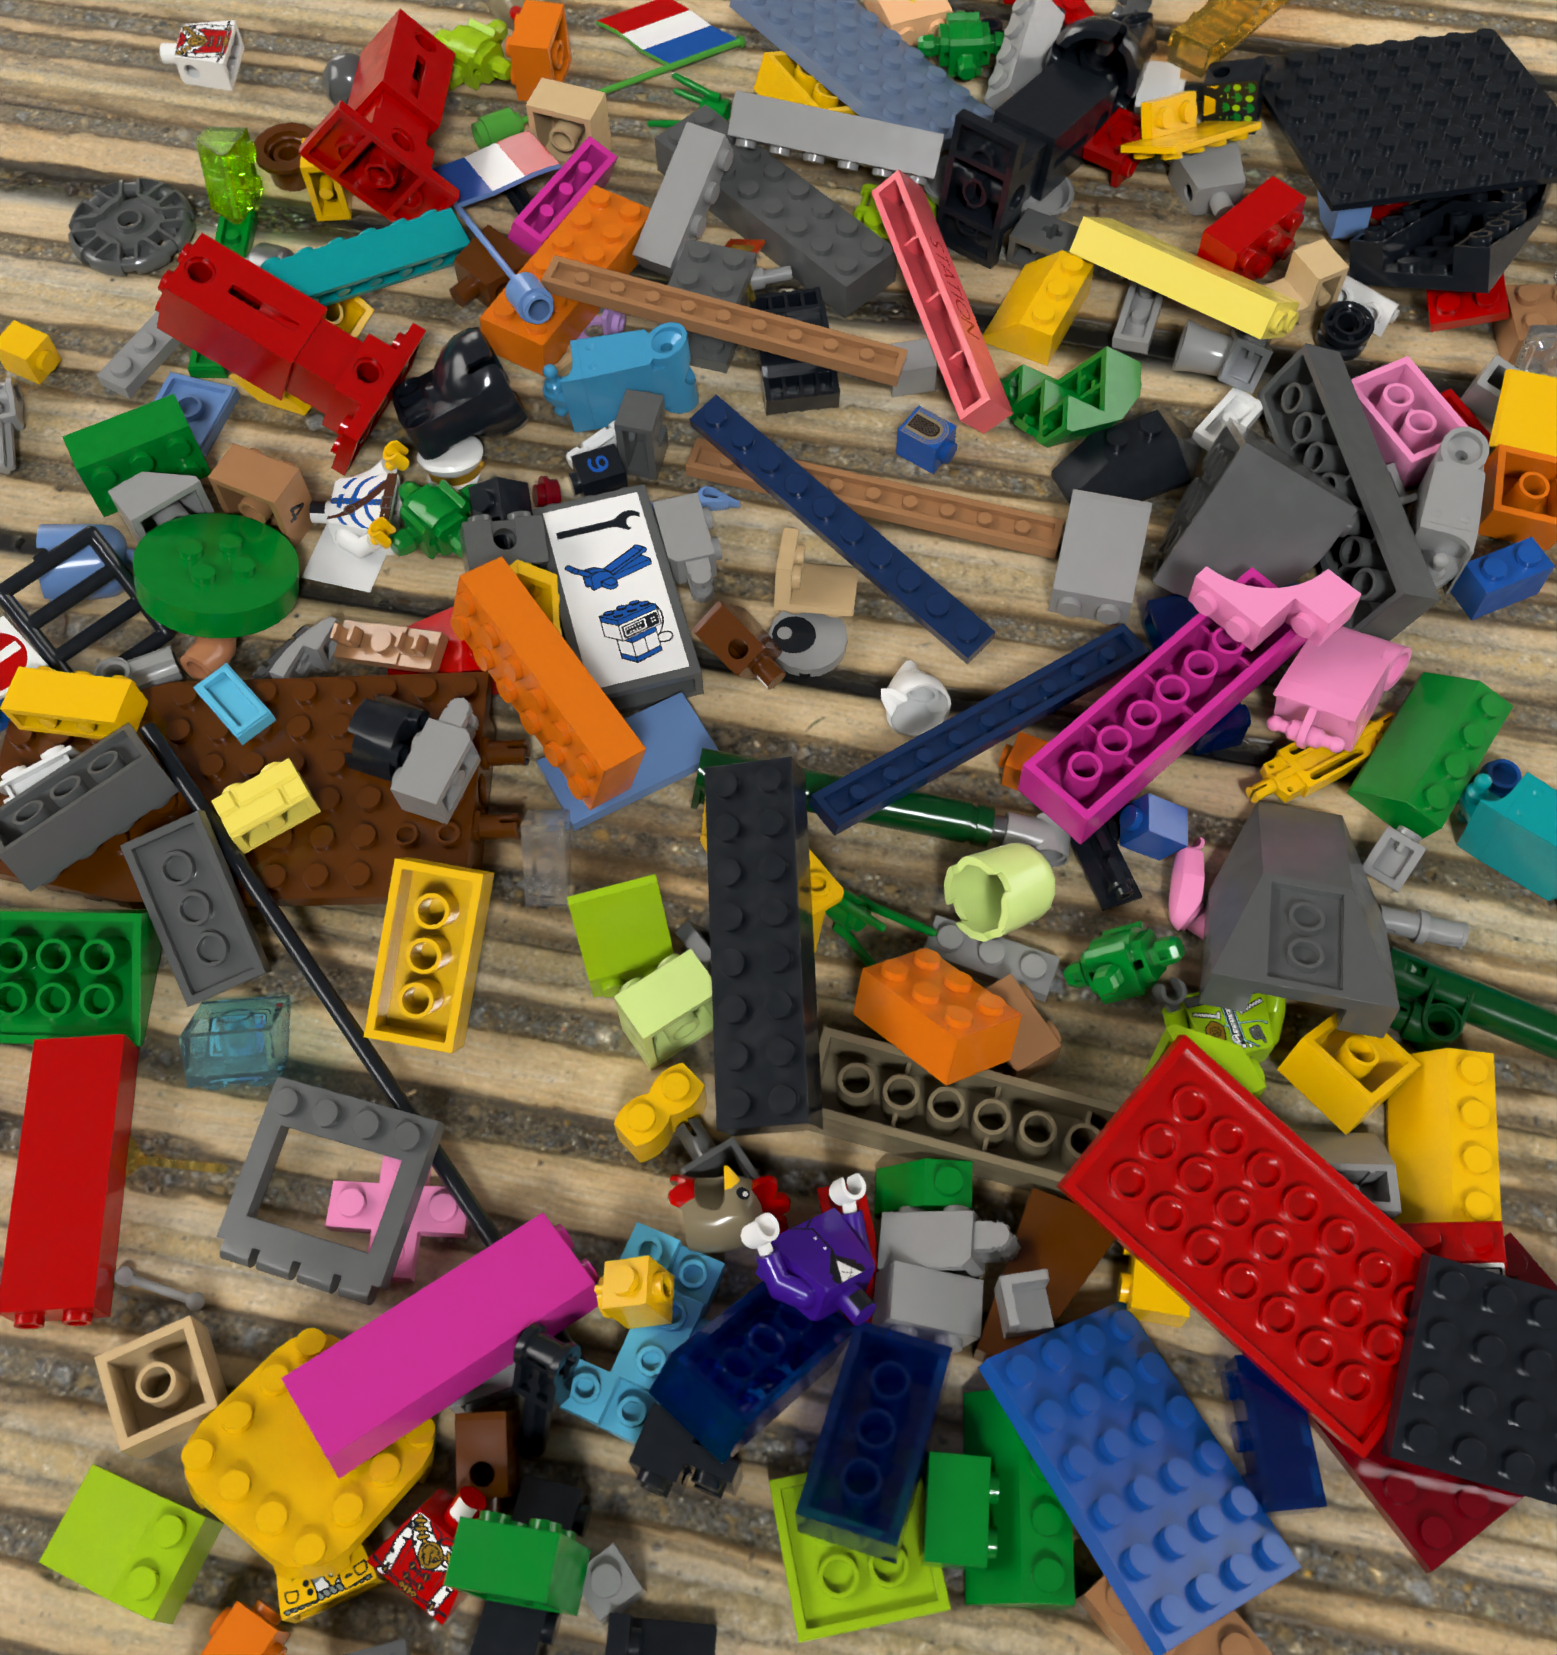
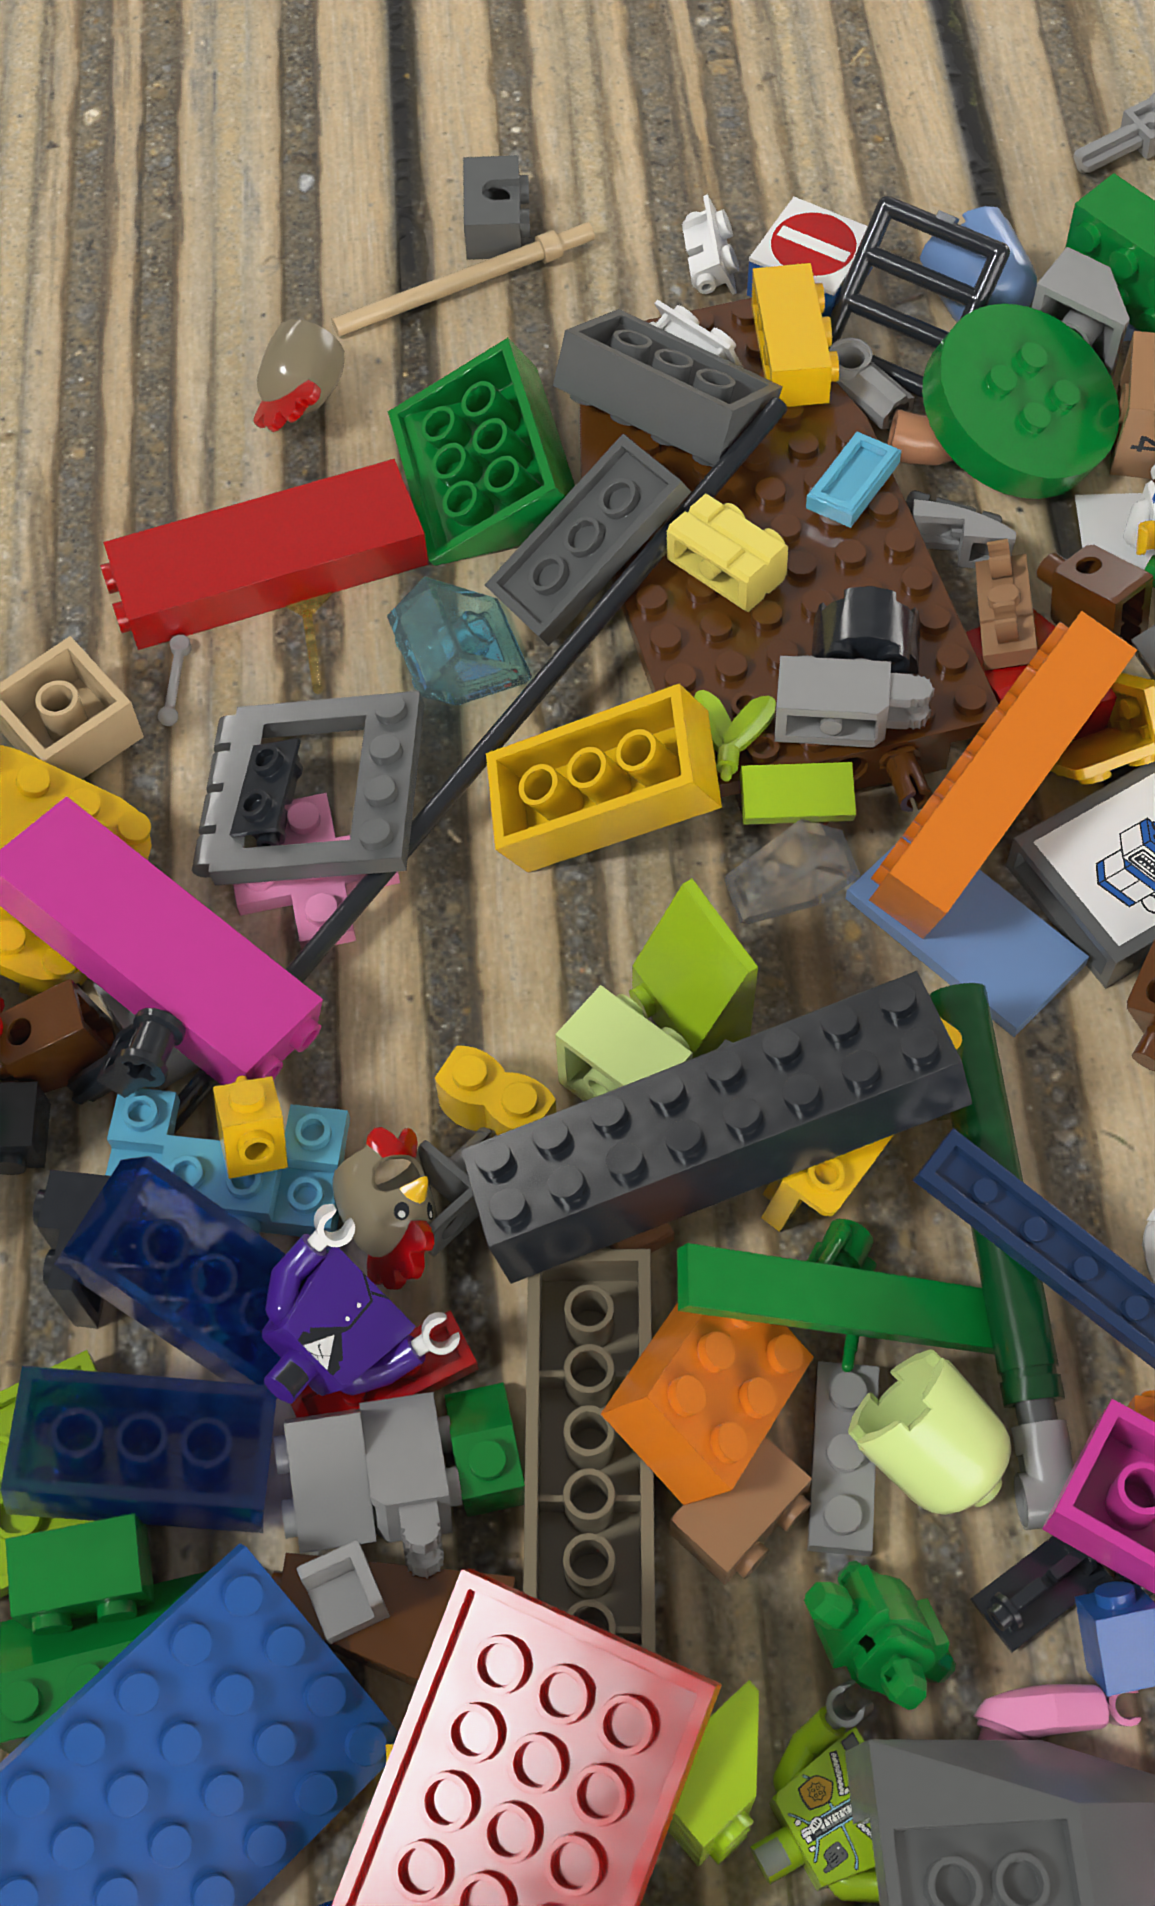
camera: 75 degrees right, 0 degrees up
(323, 1220) = (266, 791): none -> black hinge
(408, 587) = (1101, 587): none -> reddish brown torso
(431, 844) = (735, 736): none -> lime piece
(498, 822) = (797, 791): none -> lime tile
(898, 918) = (831, 1298): none -> green tile

